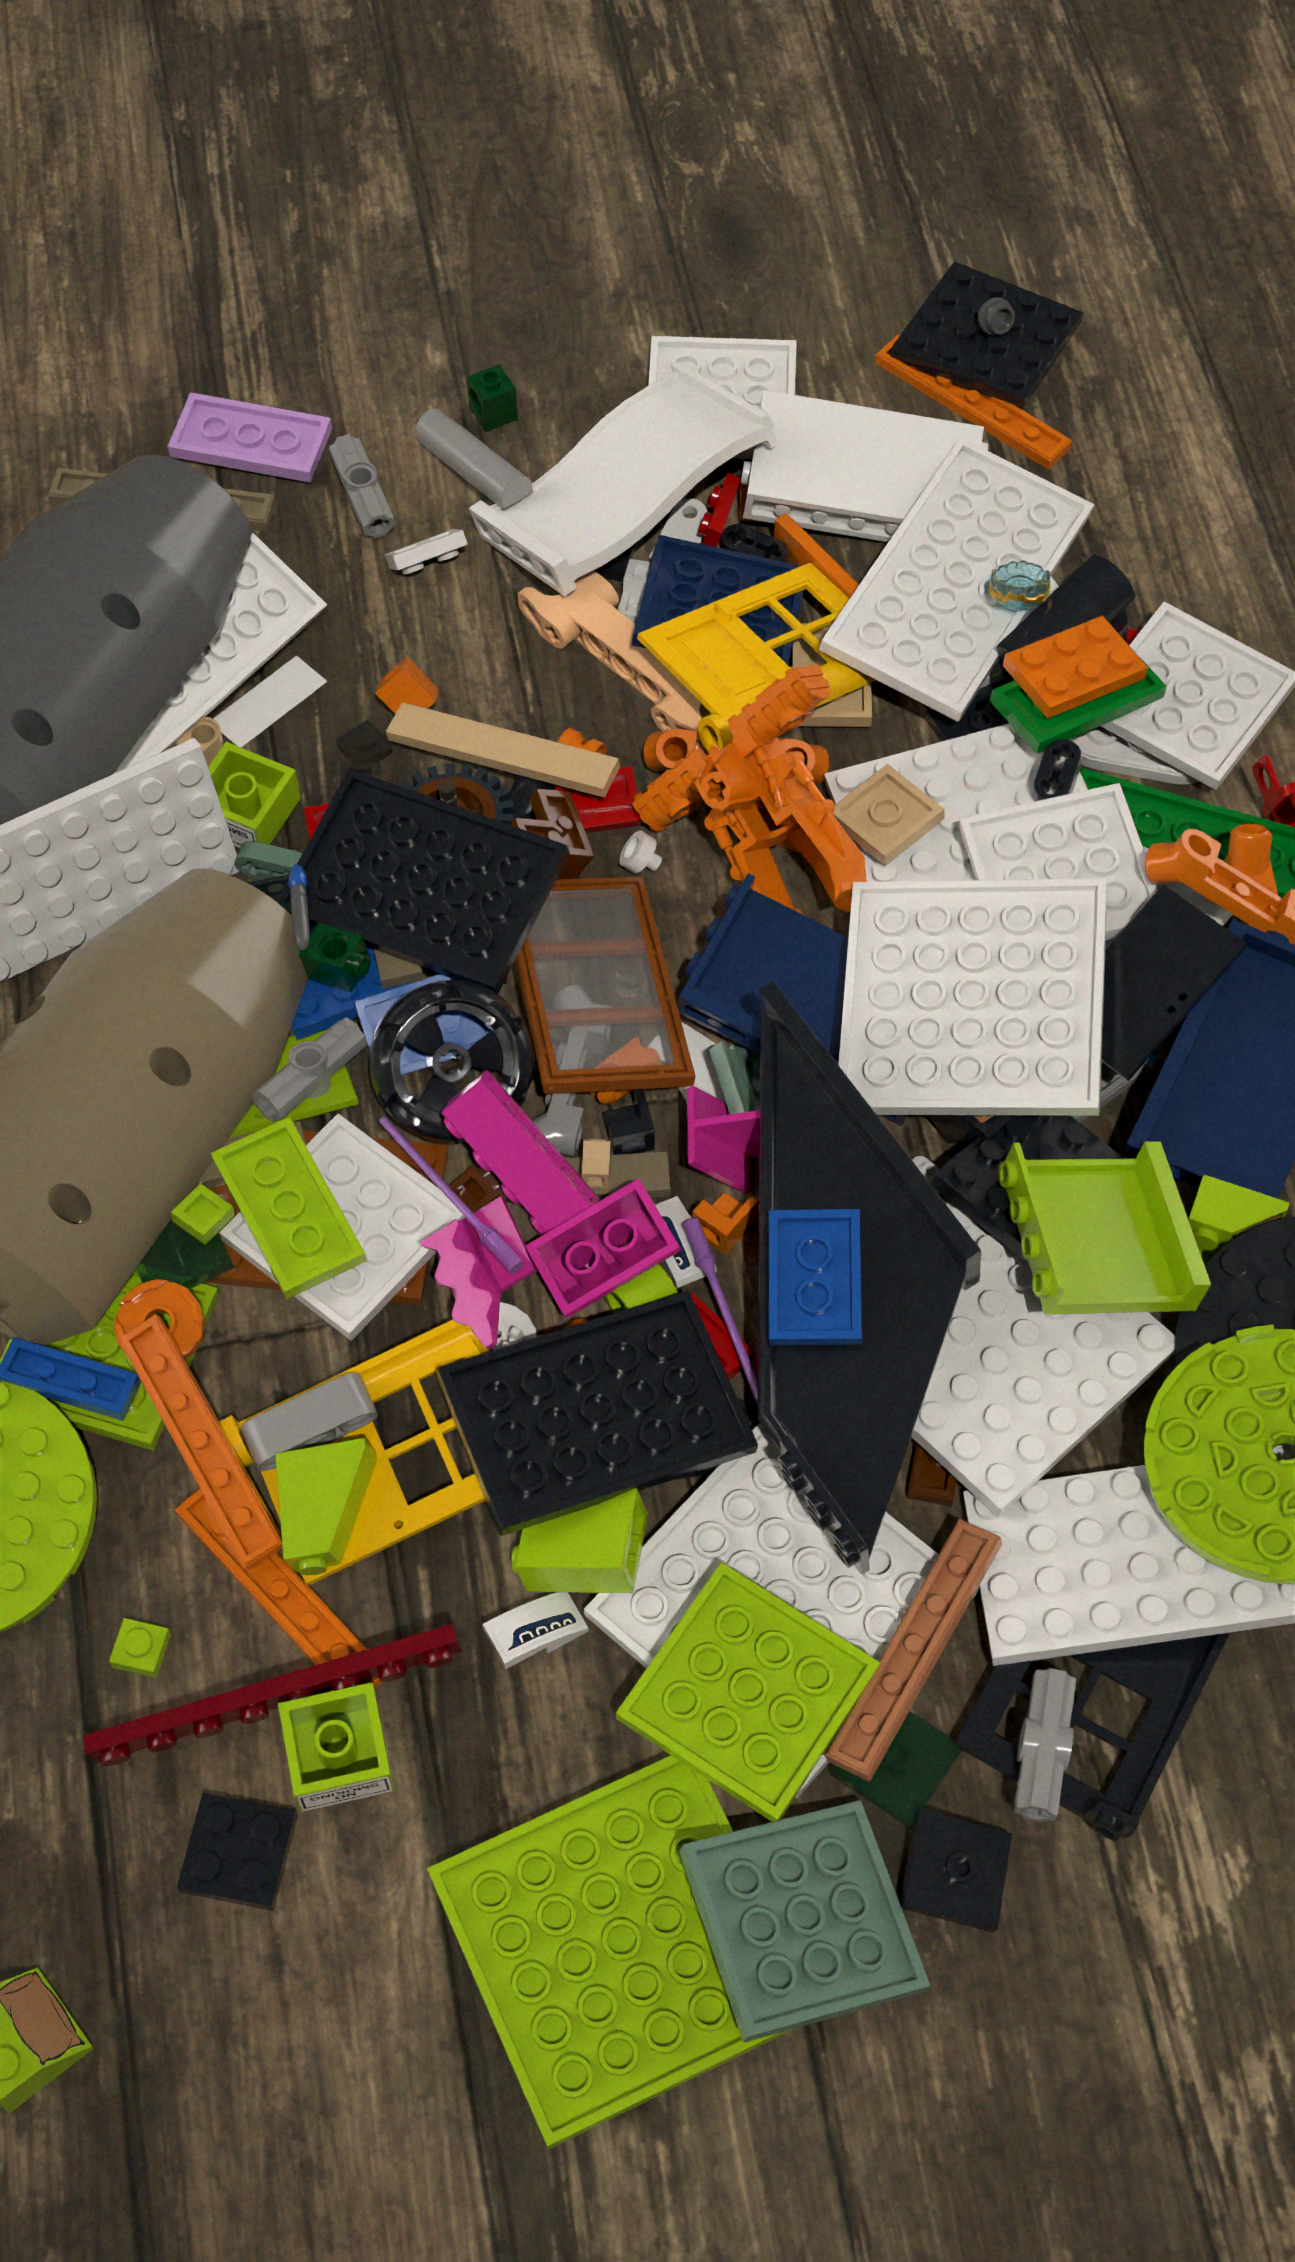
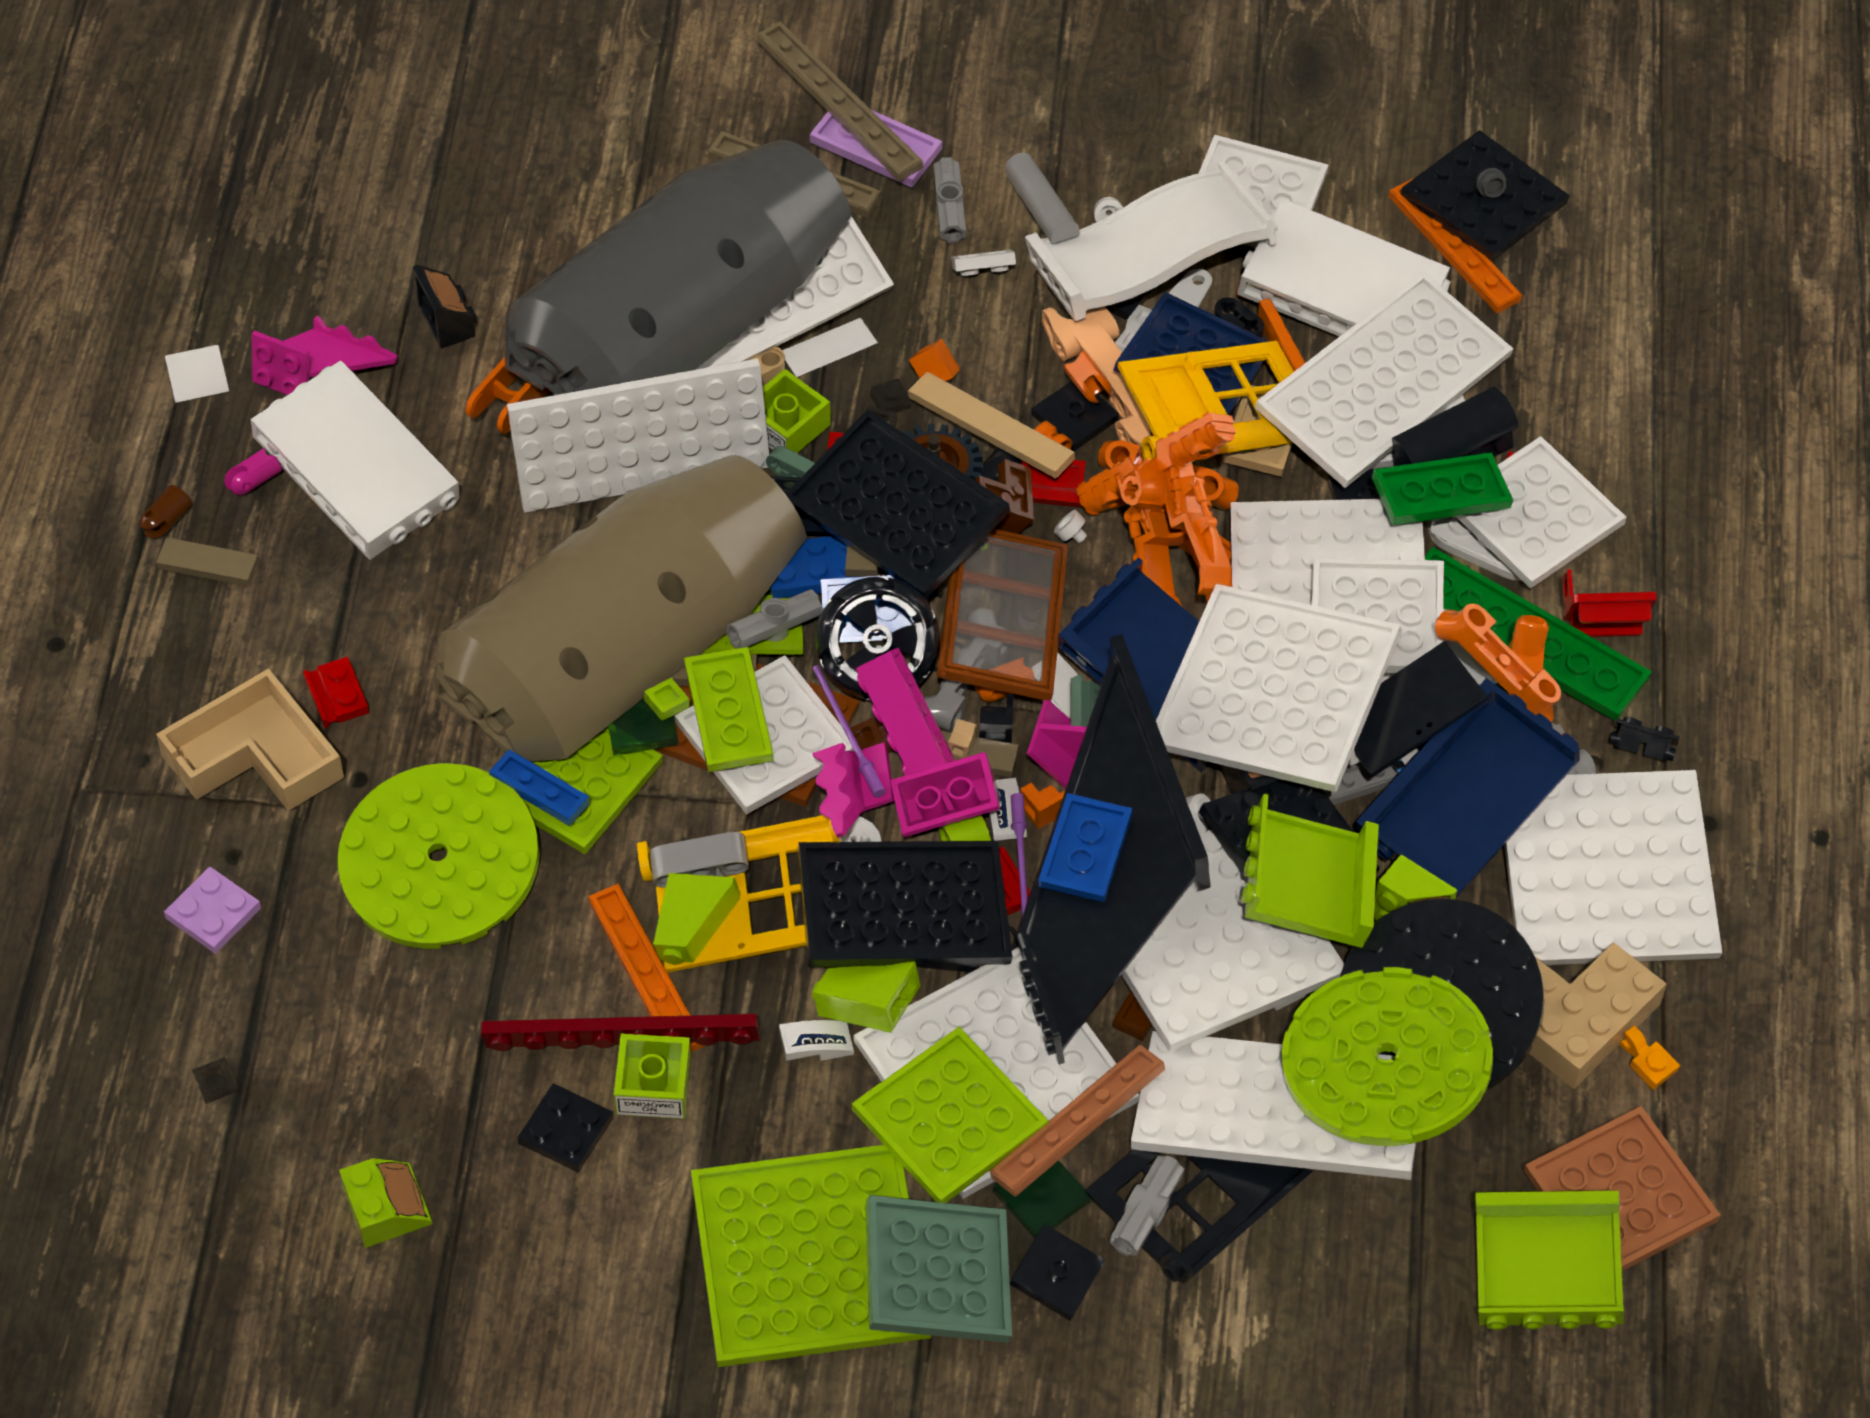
camera: 15 degrees right, 5 degrees down
(140, 1648) = (537, 980): lime plate -> none
(168, 1298) = (616, 785): orange tile -> none
(193, 398) = (840, 101): none -> dark tan tile
(202, 1442) = (620, 852): orange tile -> none
(299, 907) = (800, 500): dark grey piece -> none
(335, 957) = (816, 544): dark green brick -> none
(492, 398) = (1072, 155): dark green brick -> none
(549, 448) = (1105, 204): none -> white tile
(597, 708) = (1075, 415): none -> black plate
(600, 661) = (1087, 377): none -> orange piece
(721, 502) = (1224, 277): red plate -> none
(887, 814) = (1262, 542): tan plate -> none
(1020, 585) = (1425, 396): clear light blue hair -> none
(1049, 773) = (1396, 540): black beam -> none
(1075, 666) = (1444, 467): orange plate -> none

